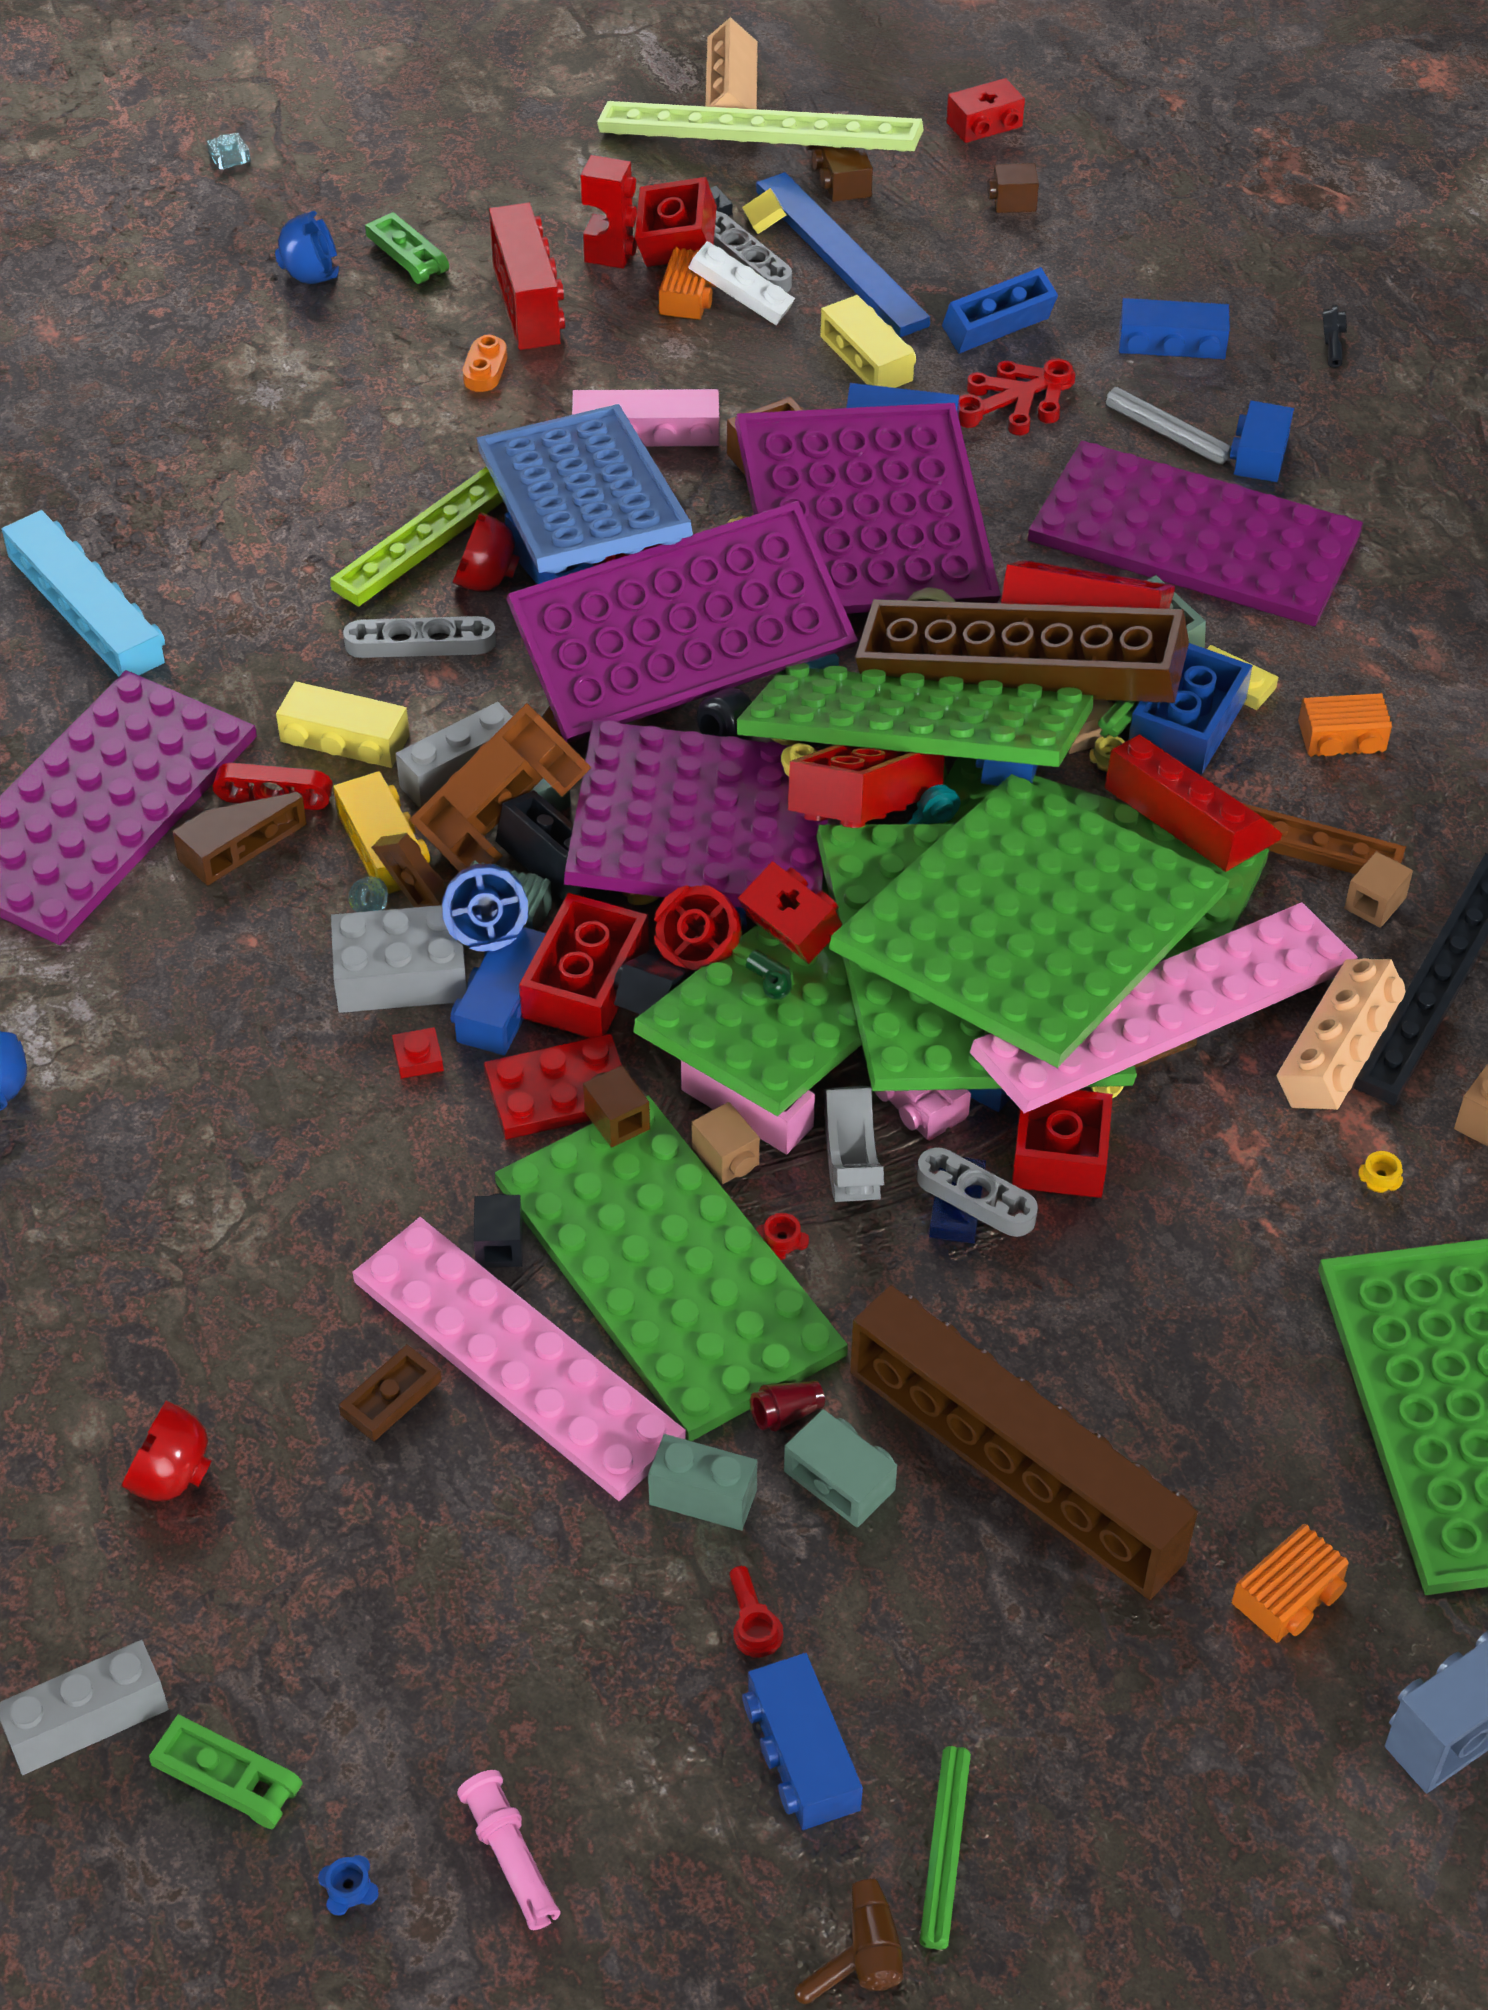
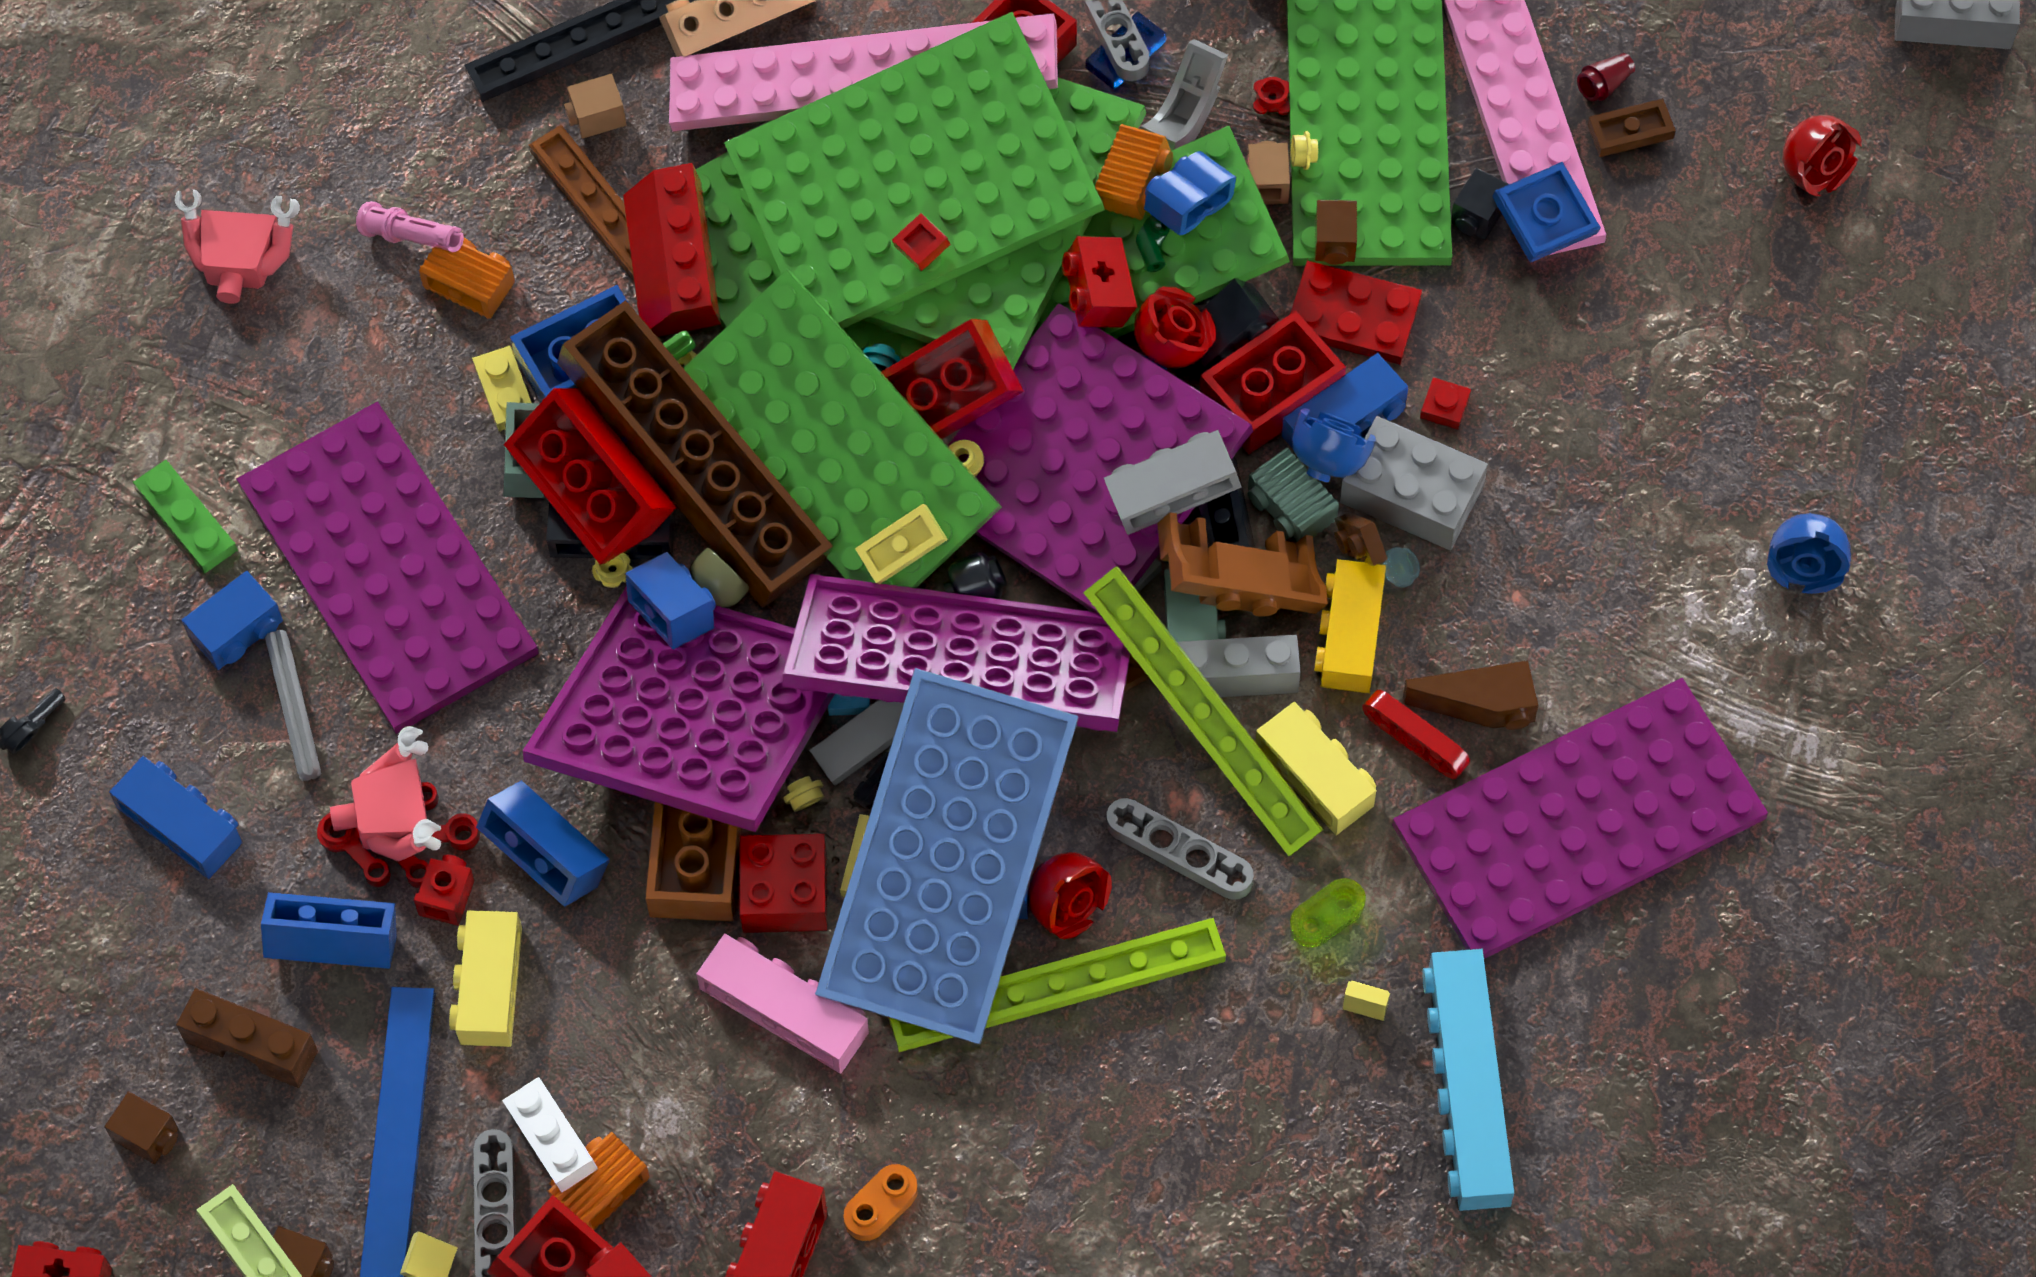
camera: 145 degrees left, 15 degrees up
(198, 603) = (1366, 1000): none -> light yellow tile
(267, 645) = (1325, 914): none -> clear neon green plate
(420, 1235) = (1546, 212): none -> blue tile
(451, 1429) = (1603, 77): none -> dark red cone
(473, 687) = (1203, 711): none -> lime plate
(596, 785) = (1172, 481): none -> light grey brick
(703, 1168) = (1303, 150): none -> light yellow plate
(704, 474) = (783, 883): none -> red brick
(761, 998) = (1189, 192): none -> blue brick
(795, 668) = (901, 544): none -> light yellow plate
(835, 1011) = (1129, 168): none -> orange brick
(946, 370) = (445, 902): none -> red brick
(947, 564) = (670, 600): none -> blue brick
(967, 835) = (921, 242): none -> red plate
(970, 245) = (268, 1043): none -> reddish brown arch
(1023, 380) = (390, 803): none -> coral torso
(1374, 491) = (185, 516): none -> bright green plate
(1435, 718) = (397, 225): none -> bright pink pin

